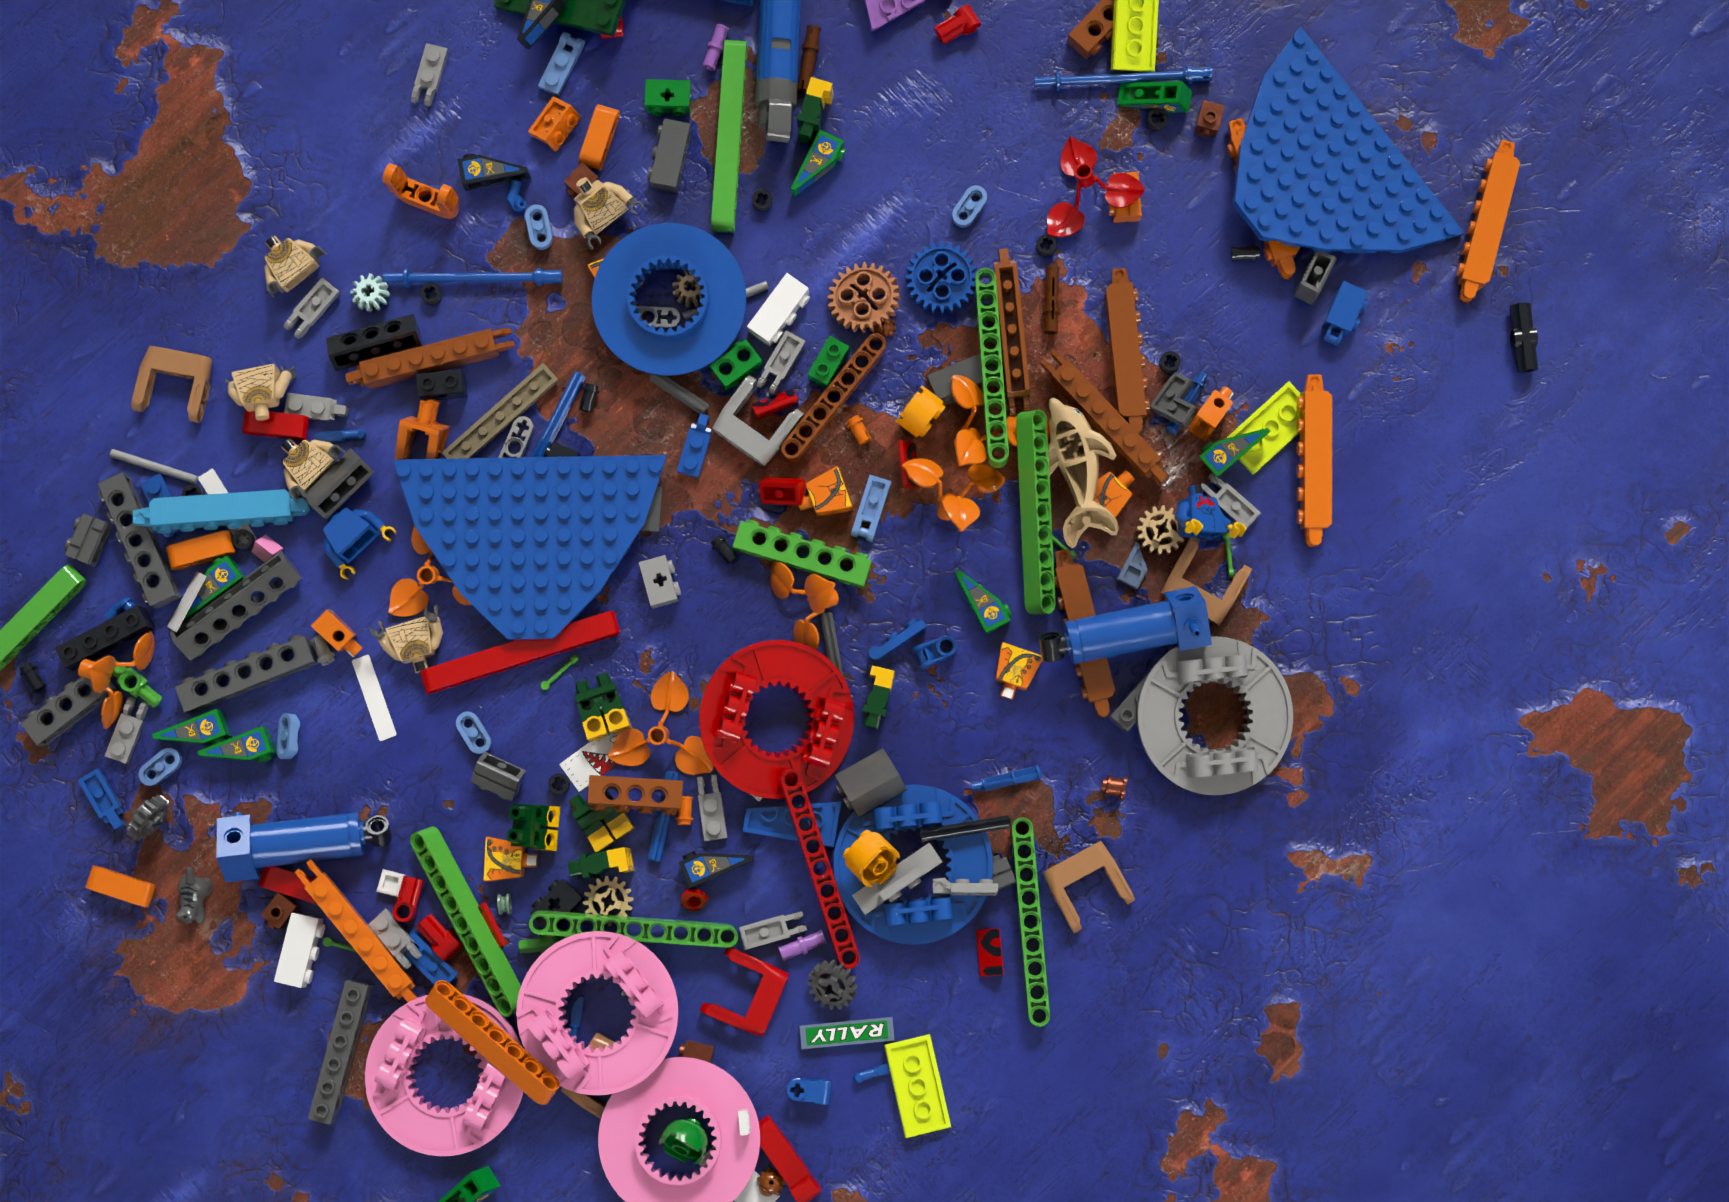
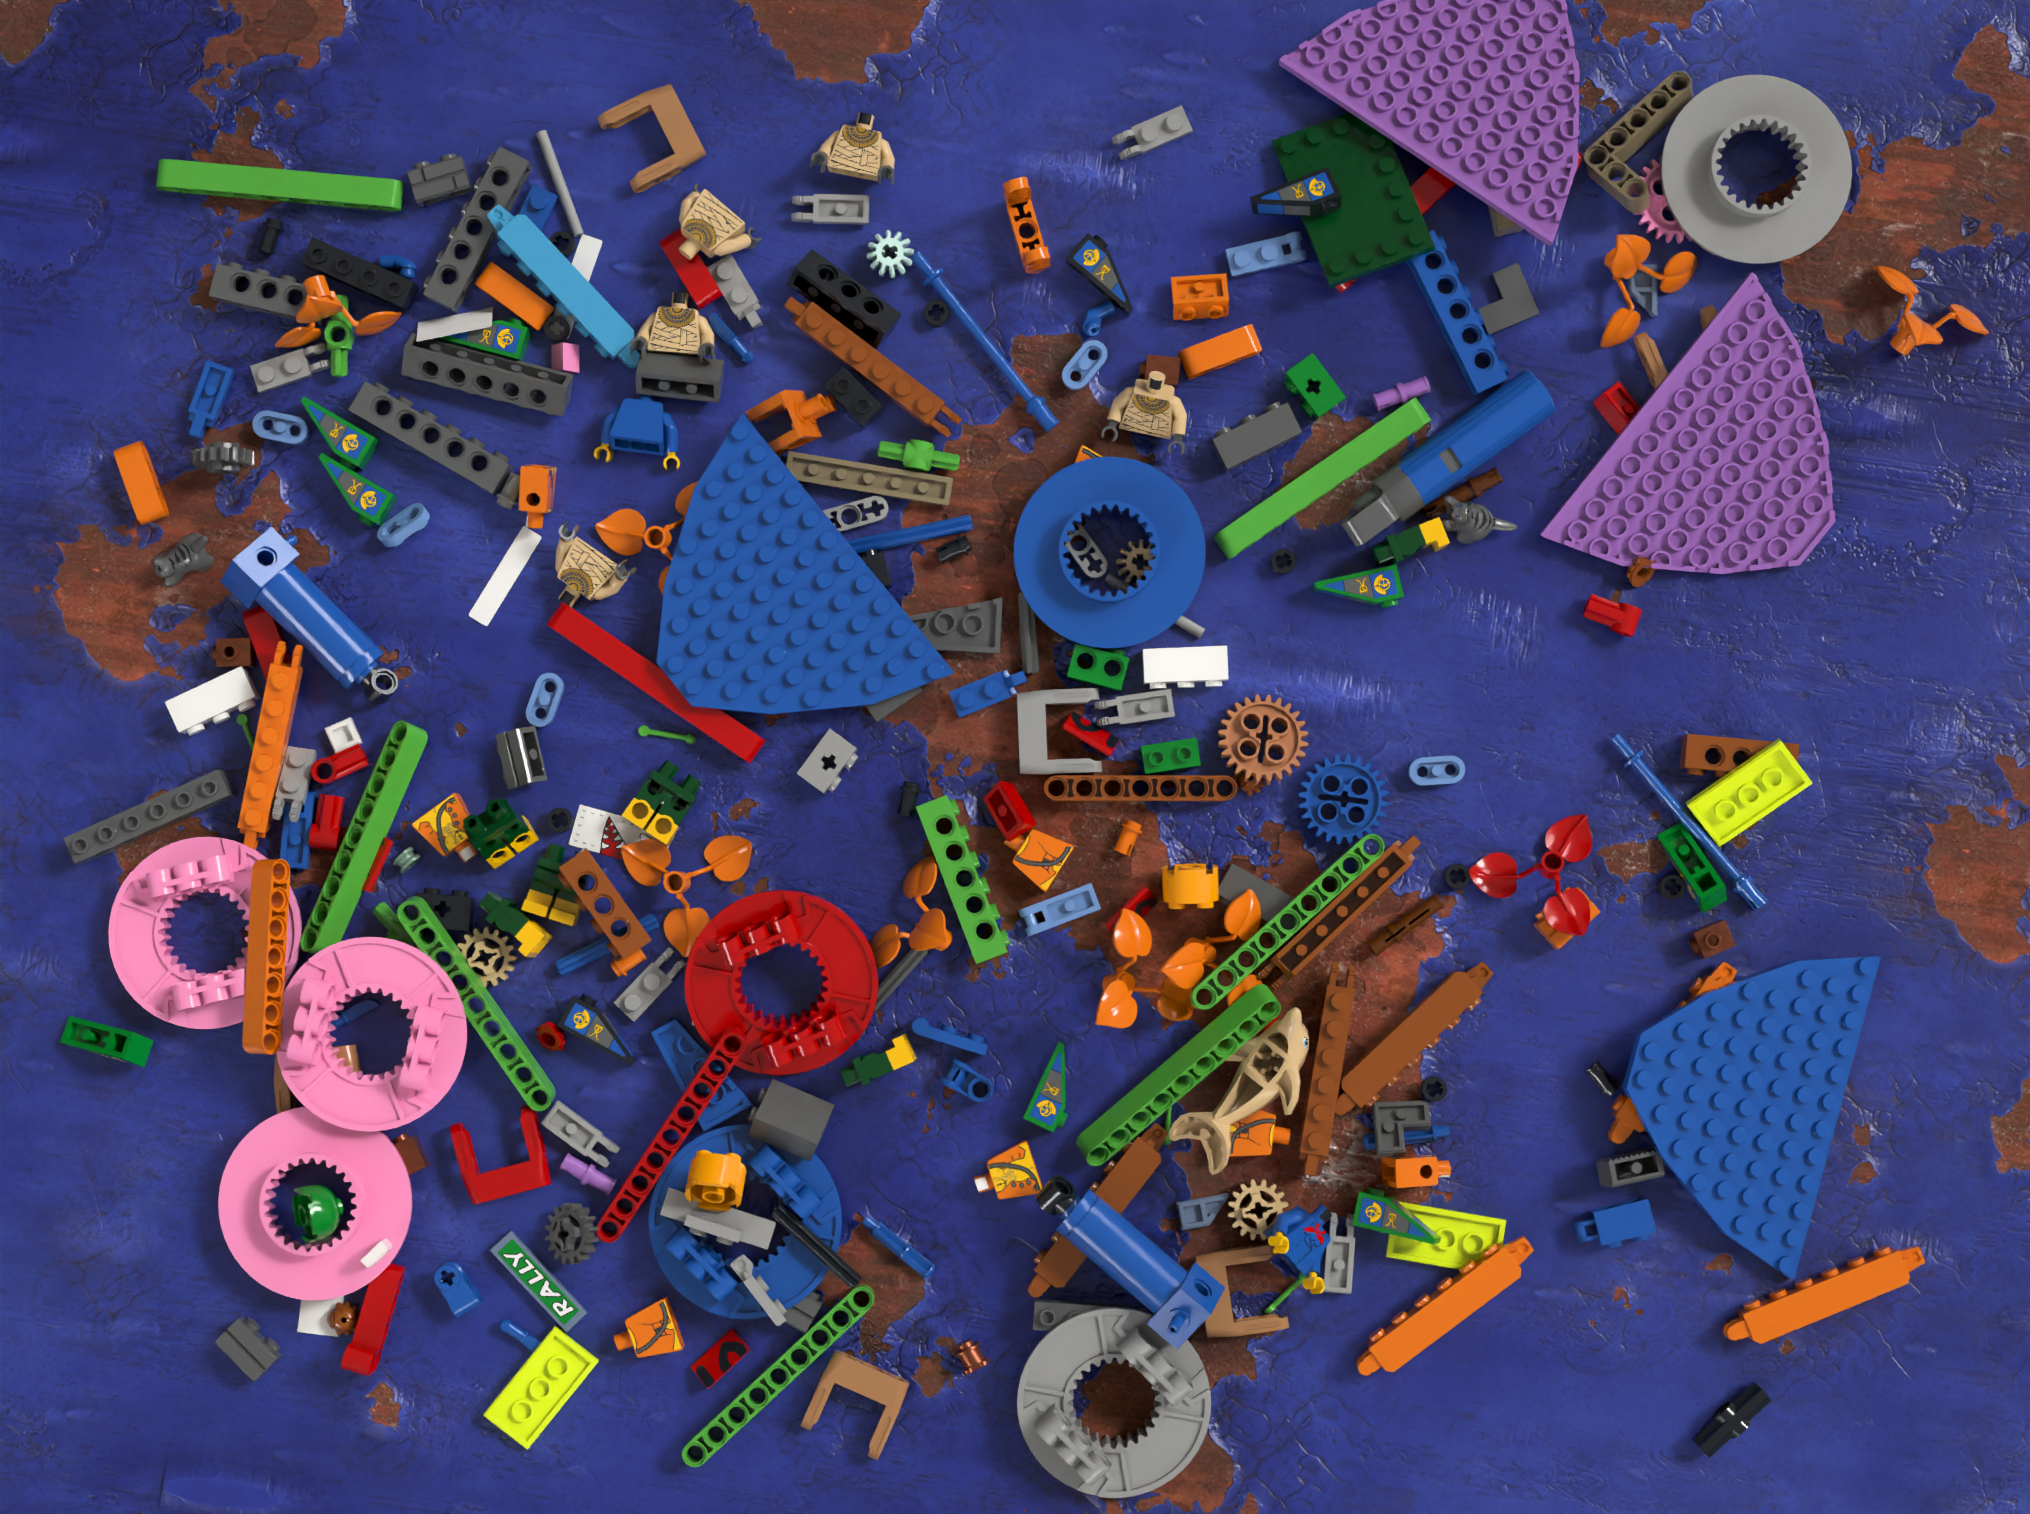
camera: 50 degrees right, 5 degrees up
(511, 373) = (918, 455): none -> bright green axle
(644, 429) = (964, 628): none -> dark grey wing
(830, 63) = (1471, 521): none -> dark grey animal
(936, 983) = (651, 1330): none -> orange torso

